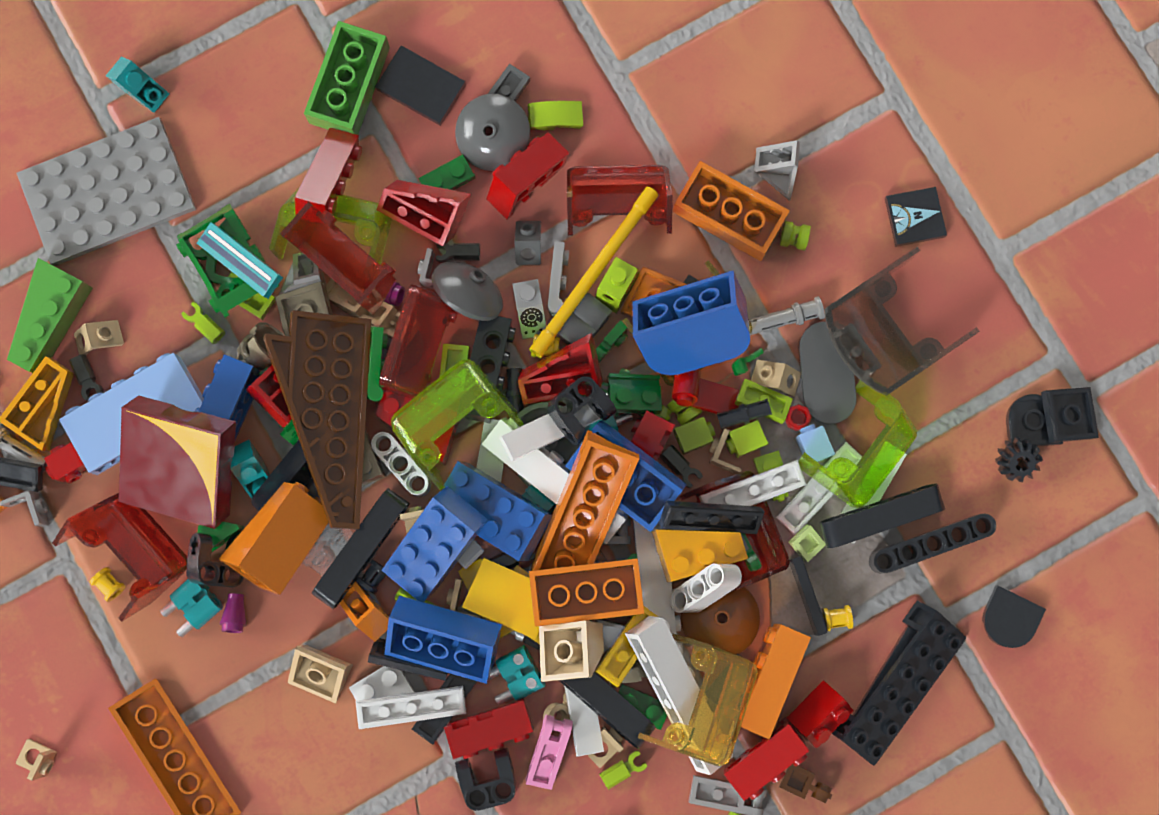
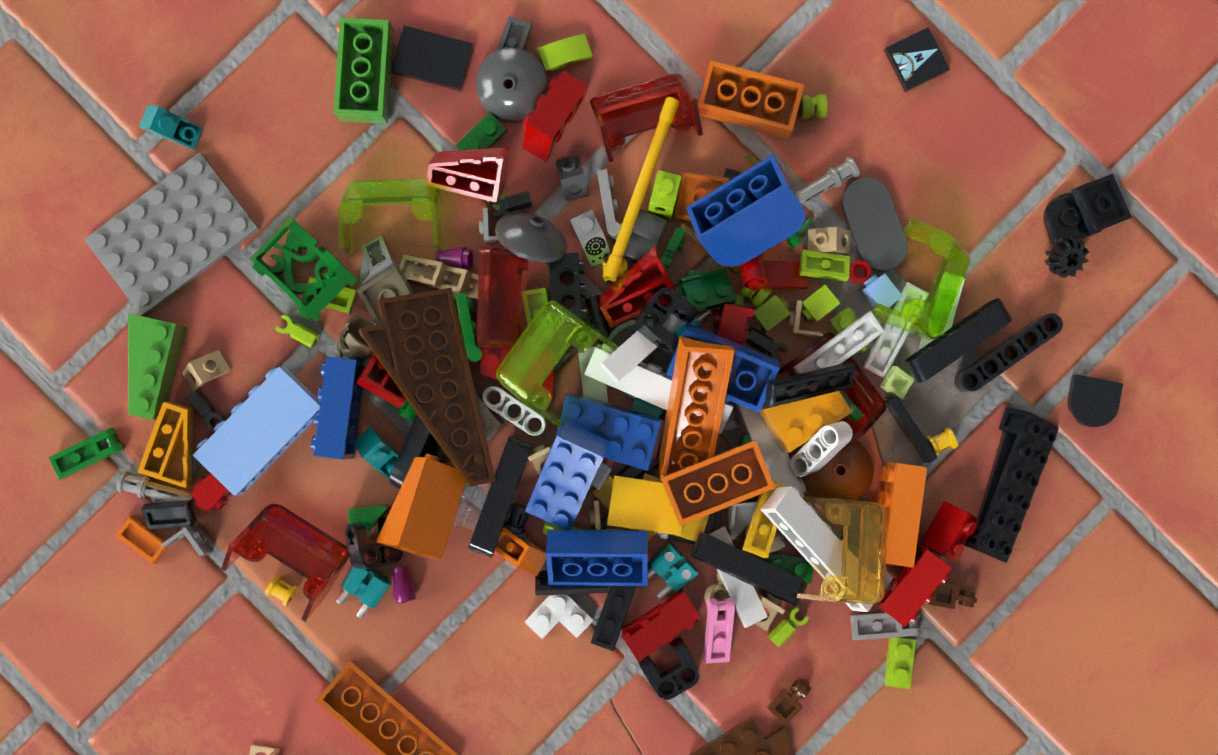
camera: 15 degrees left, 5 degrees up
(176, 461) = (311, 465): dark red tile -> none
(239, 260) = (315, 266): tile -> none
(318, 672) = (494, 616): tan slope -> none
(329, 171) = (372, 165): brick -> none
(340, 257) = (407, 238): clear red windscreen -> none
(410, 707) = (585, 624): white tile -> none
(570, 650) = (717, 538): tan slope -> none
(744, 413) = (812, 282): black pin -> none
(778, 165) = (781, 45): light grey slope -> none
(871, 339) = (913, 187): clear smoke windscreen -> none

